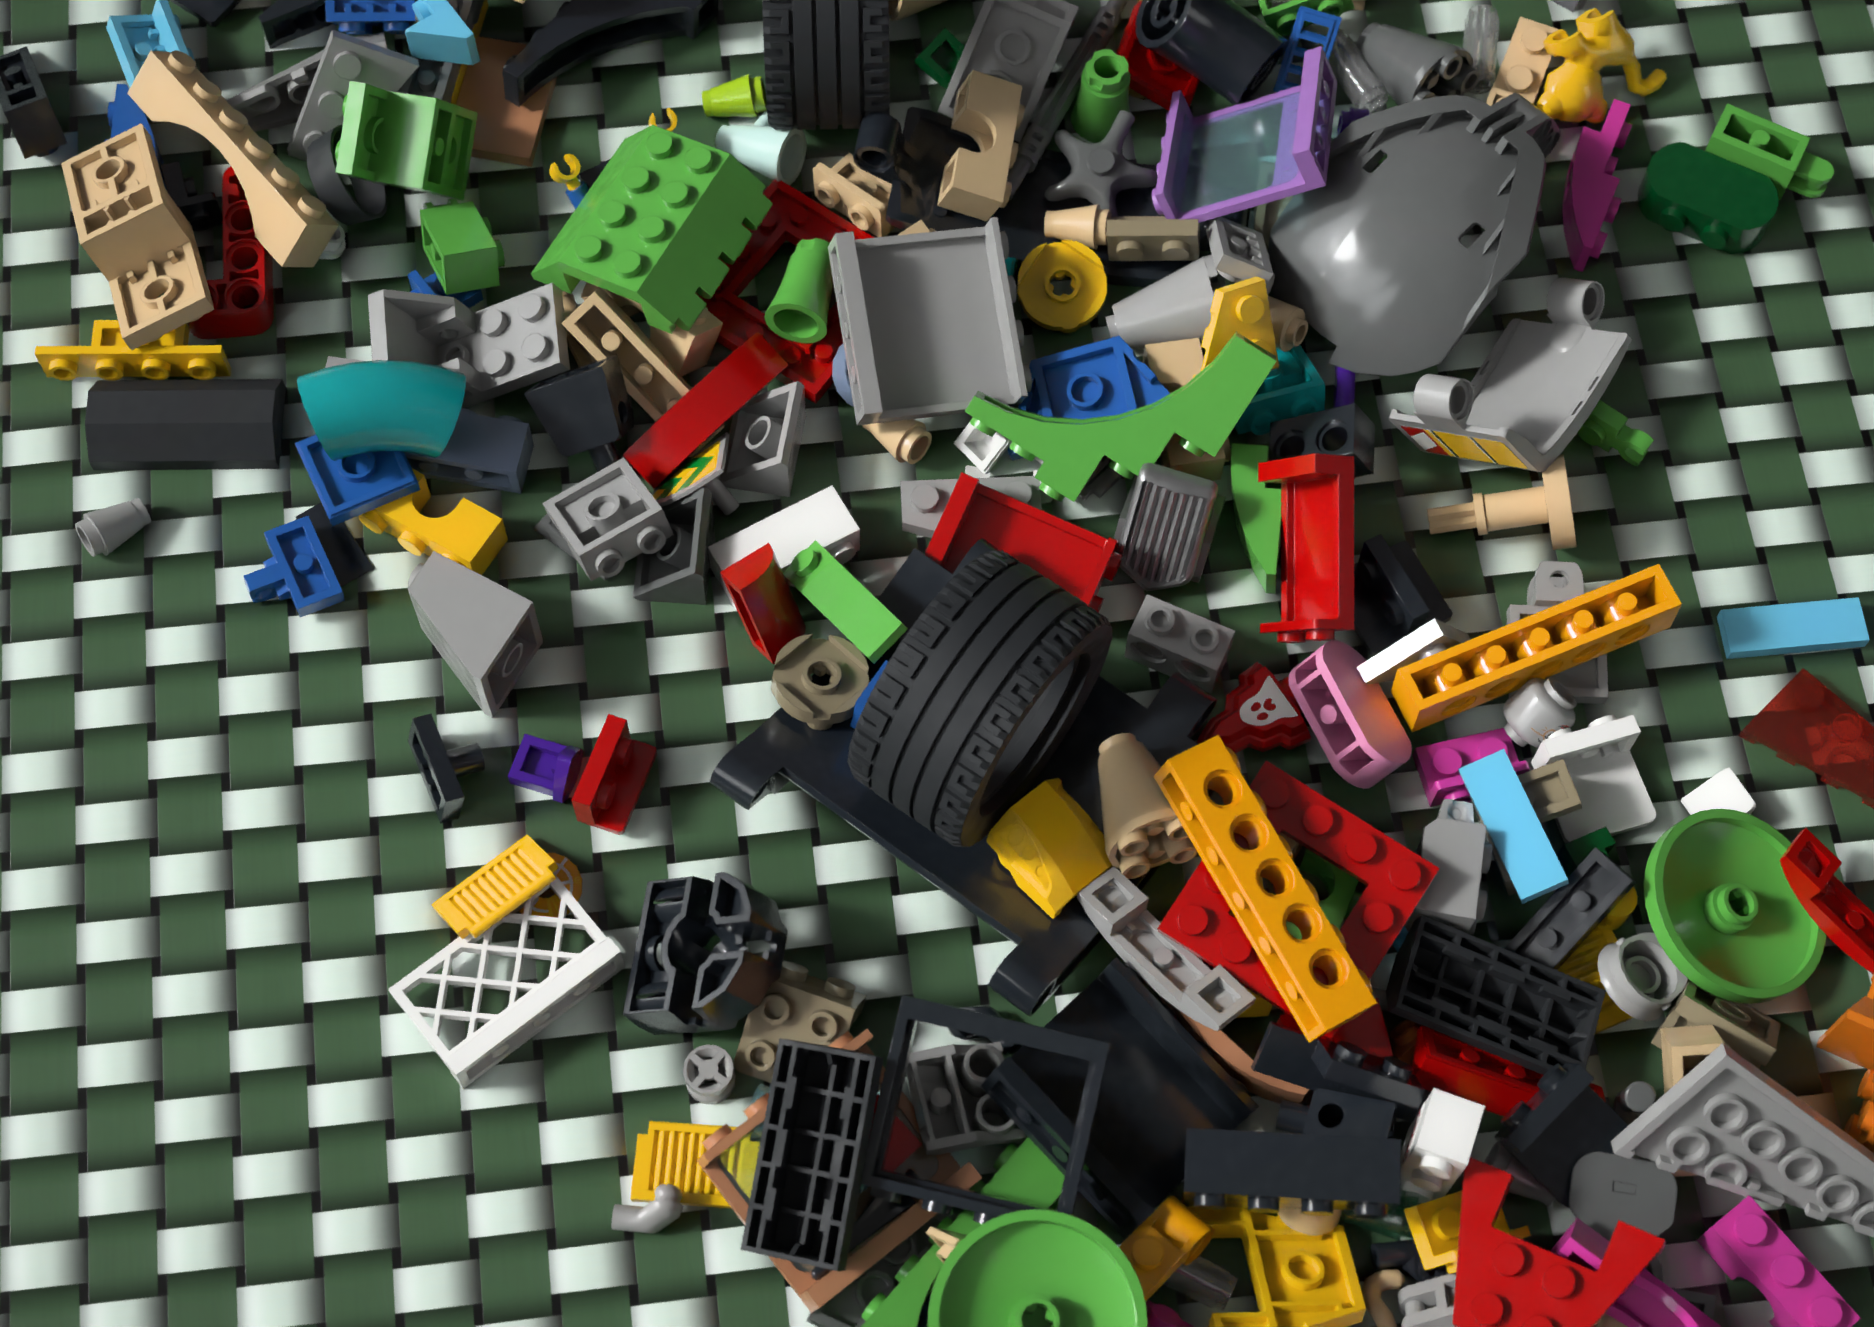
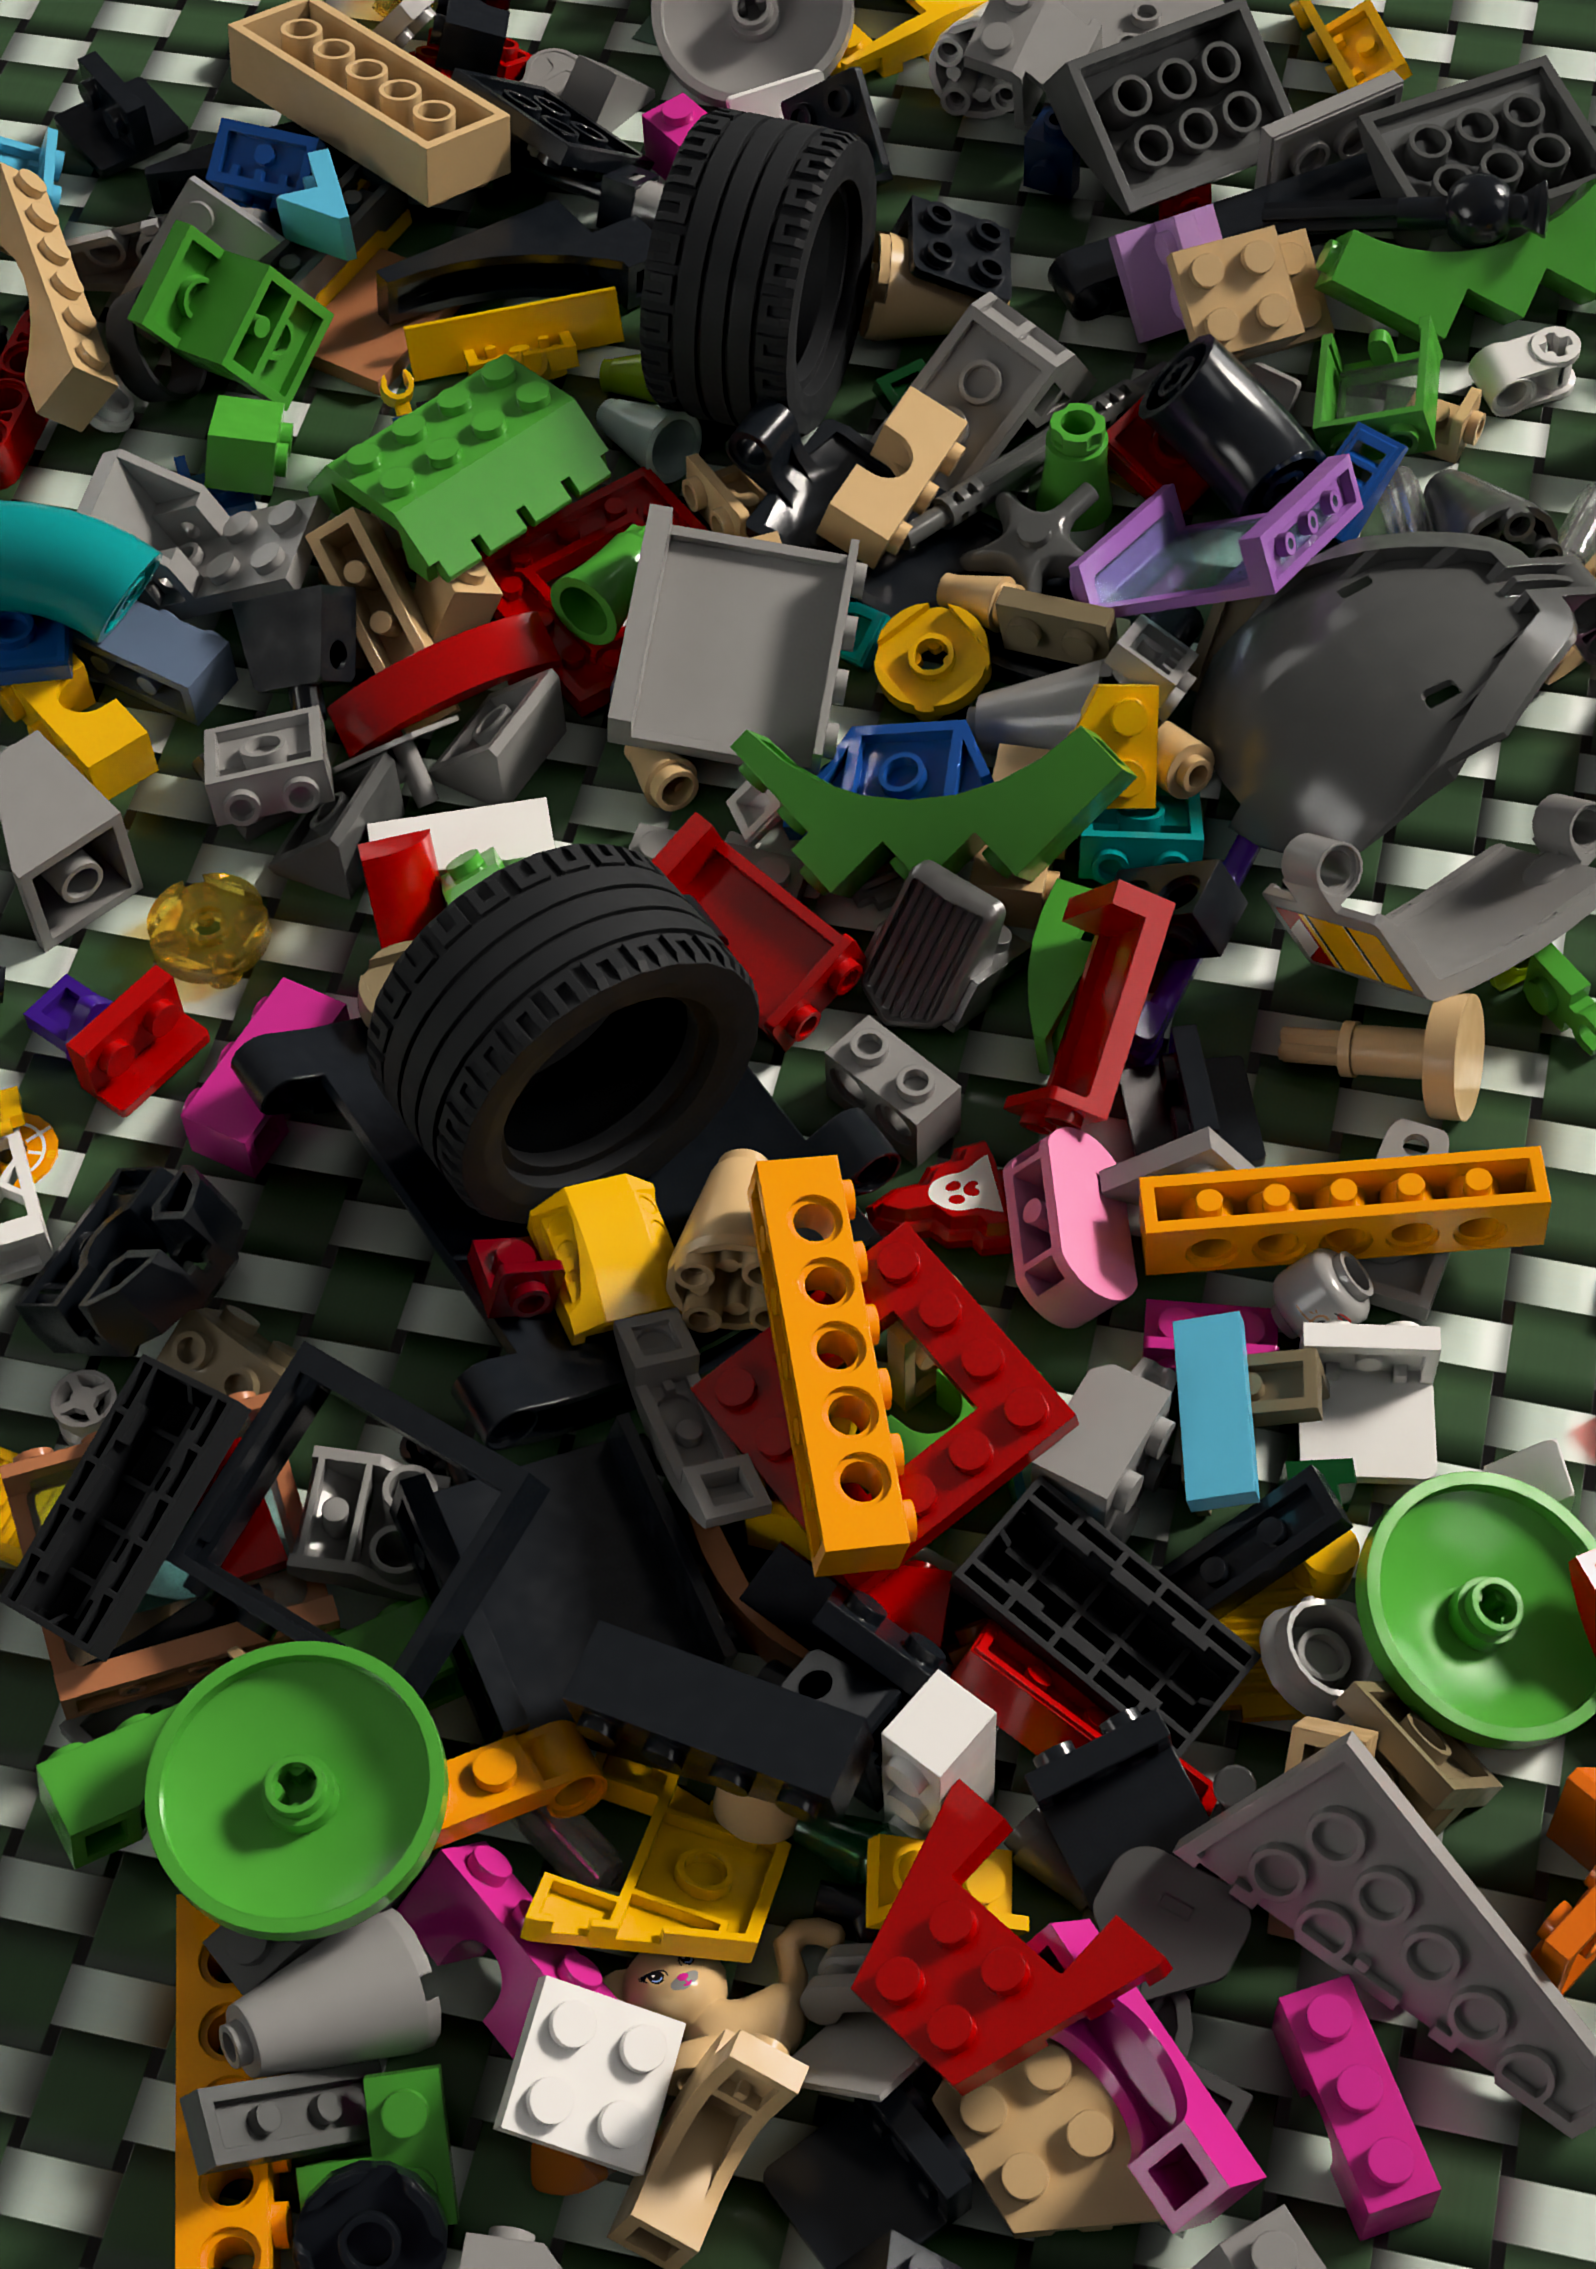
camera: 25 degrees right, 10 degrees down
(625, 94) = (550, 325): none -> yellow bracket
(625, 688) = (216, 957): none -> clear yellow plate
(705, 813) = (221, 1115): none -> dark pink arch
(995, 883) = (514, 1277): none -> dark red bracket

